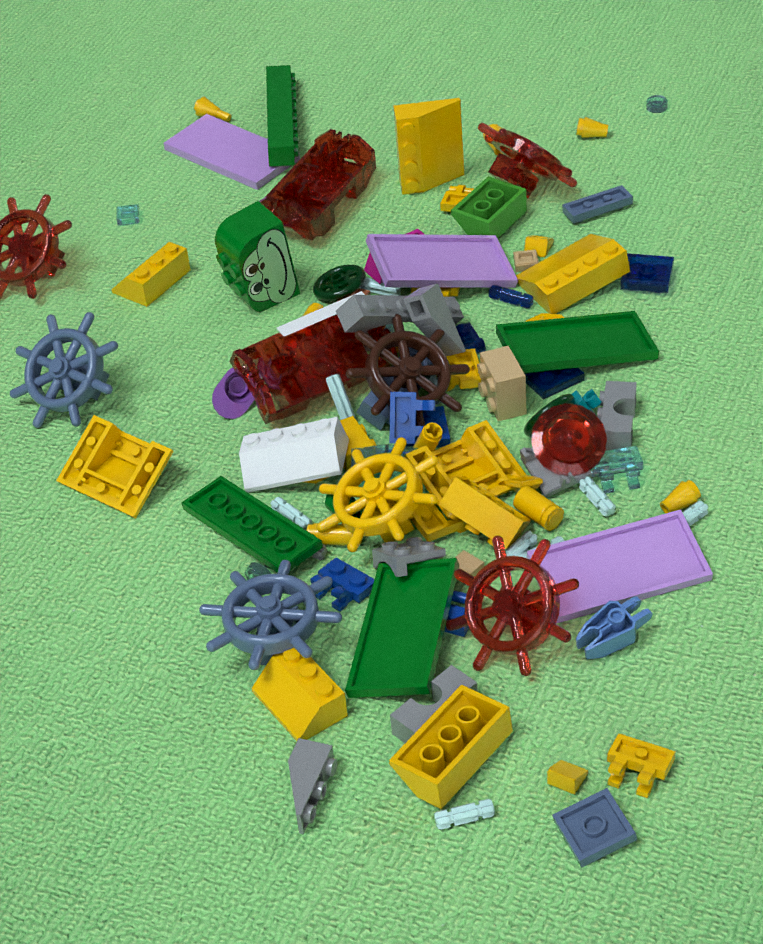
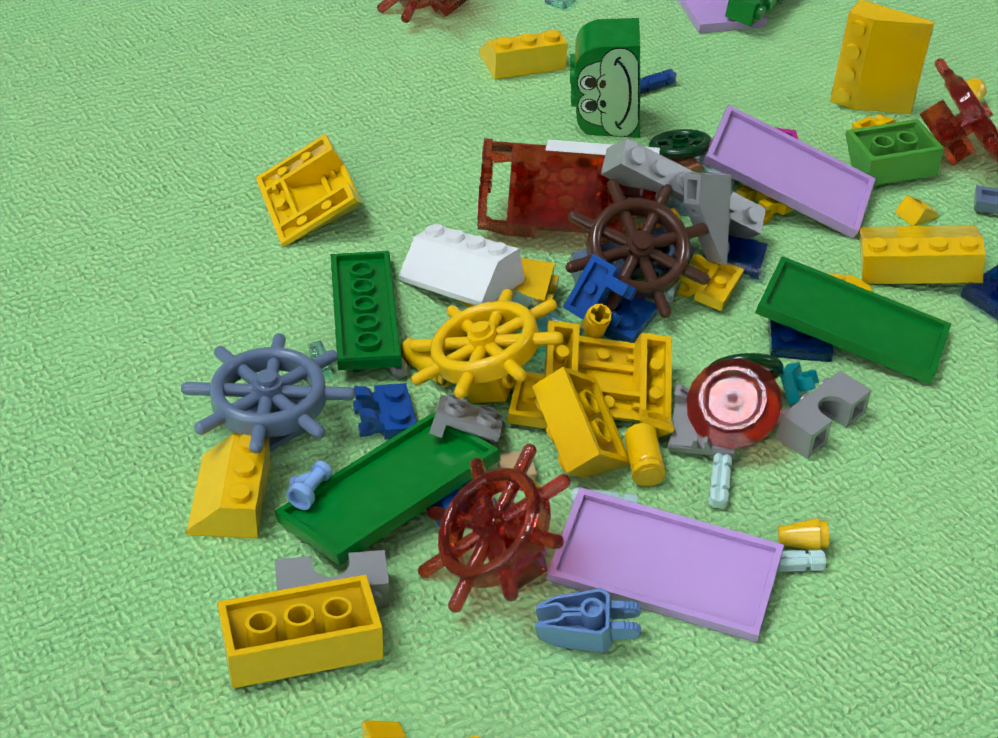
camera: 30 degrees right, 0 degrees up
(77, 377) = (350, 91): sand blue piece -> none
(232, 396) = (464, 186): medium lavender piece -> none
(290, 512) = (412, 318): light aqua axle -> none
(310, 769) = (144, 571): light grey slope -> none
(320, 181) = (719, 55): clear red piece -> none
(340, 396) = (562, 242): light aqua axle -> none
(355, 665) = (303, 486): none -> light blue piece
(464, 814) = (247, 709): light aqua axle -> none
(502, 383) = (729, 313): tan piece -> none
(511, 296) = (836, 243): clear blue axle -> none
(524, 259) = (887, 217): tan tile -> none
(527, 541) = (604, 480): light aqua axle -> none
(617, 461) = (774, 457): clear light blue plate -> none

